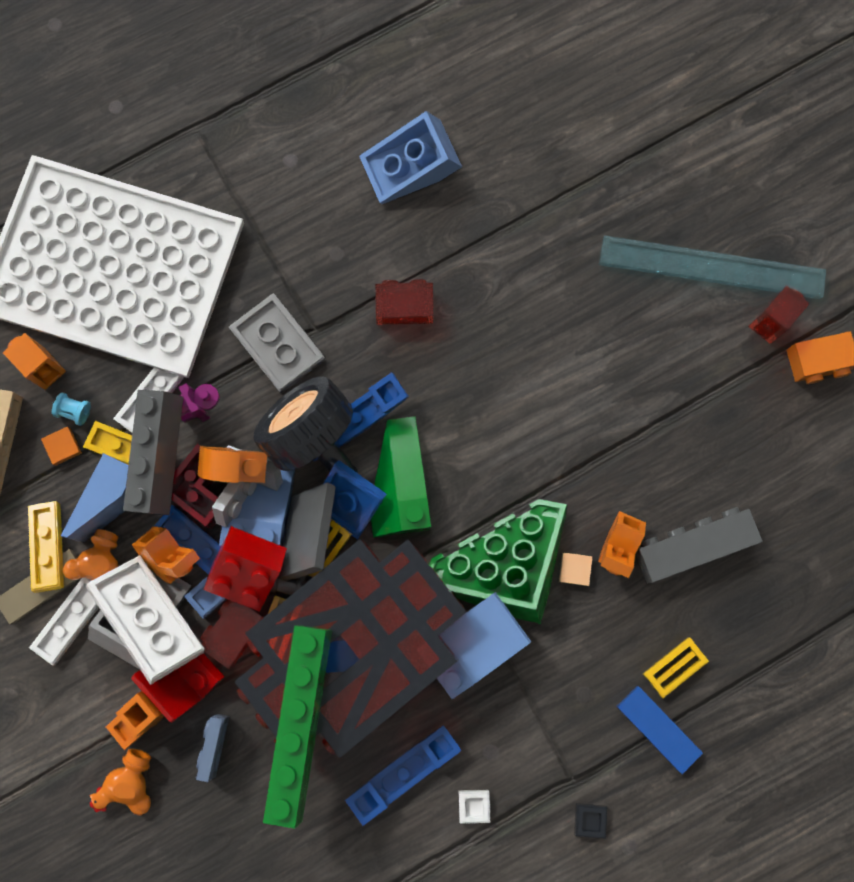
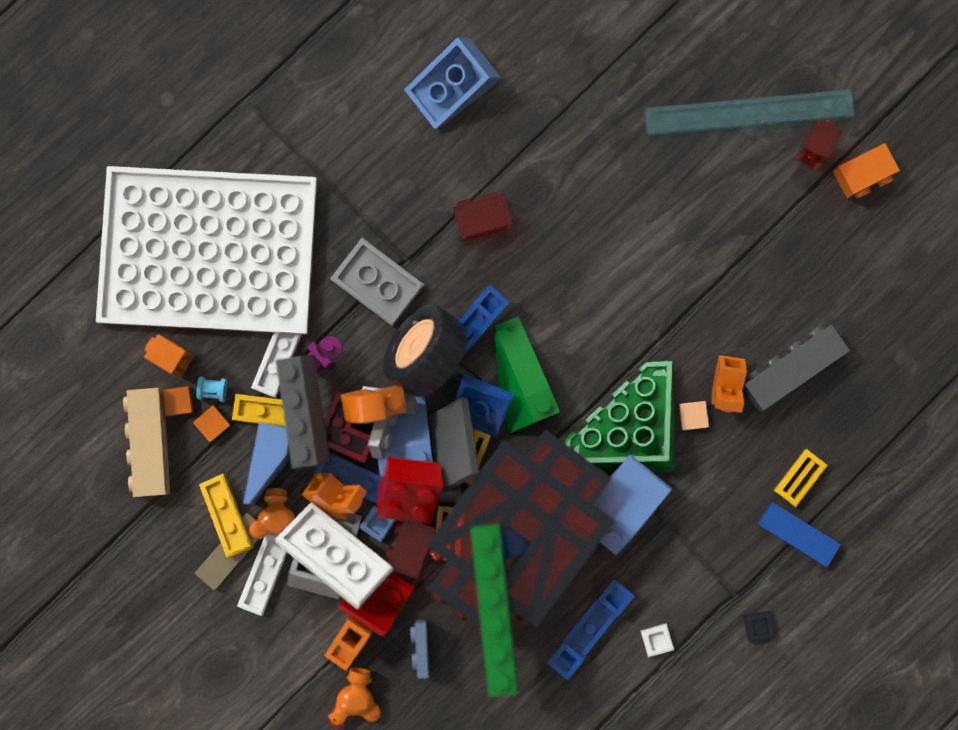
camera: 15 degrees left, 5 degrees up
(32, 413) = (177, 401): none -> orange tile

